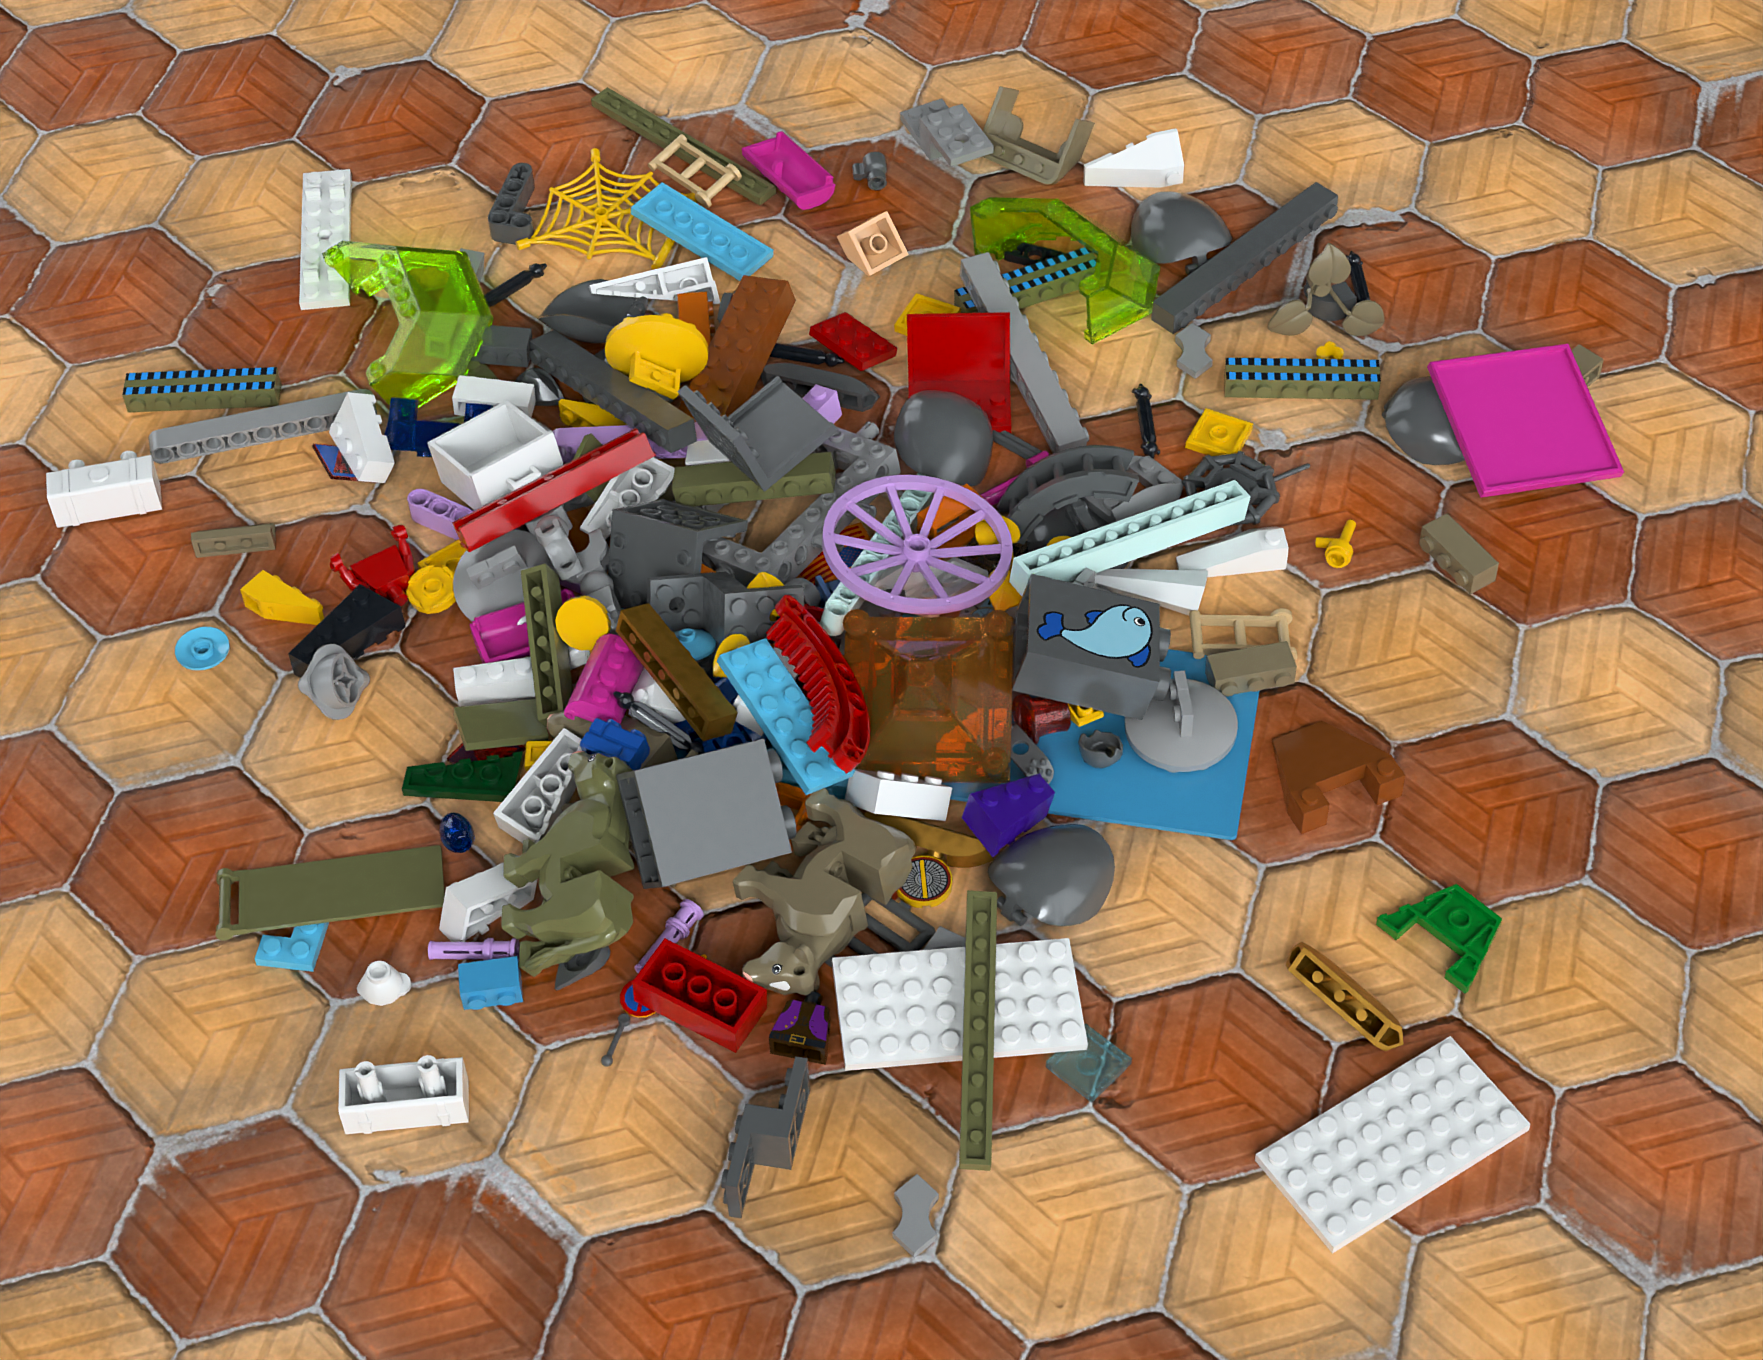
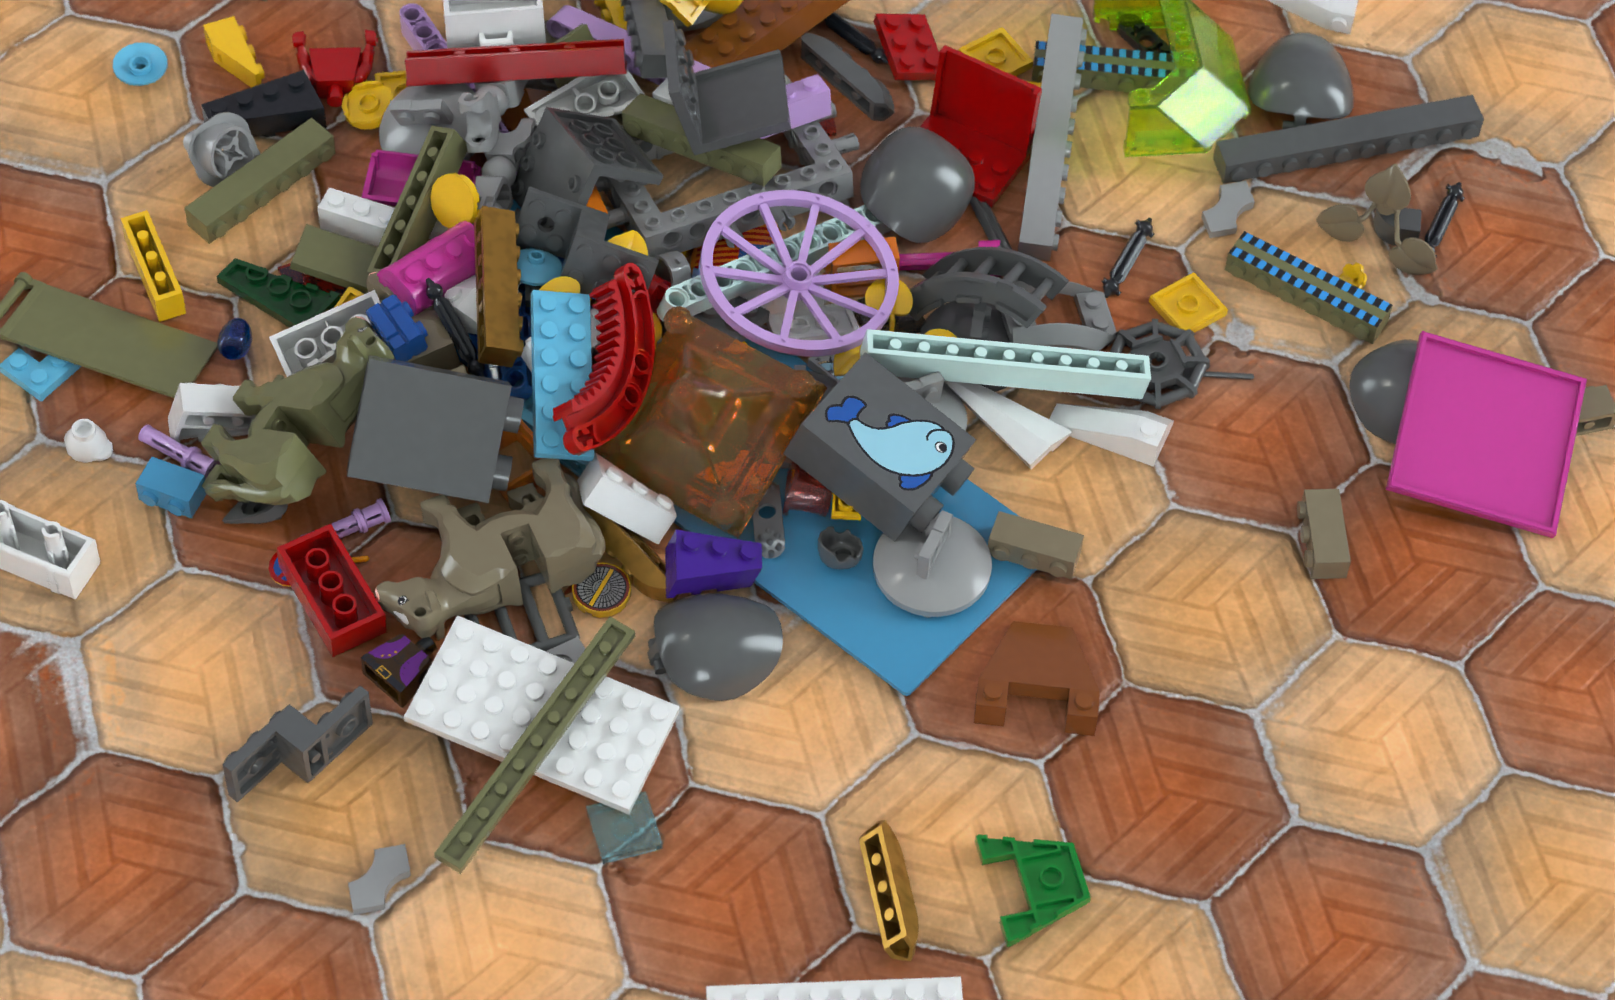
camera: 25 degrees right, 5 degrees up
(339, 806) = (153, 265): none -> yellow brick
(382, 694) = (260, 180): none -> olive brick
(623, 1020) = (261, 579): dark grey hinge -> none
(1279, 618) = (1104, 510): tan piece -> none
(1338, 550) = (1211, 473): yellow piece -> none

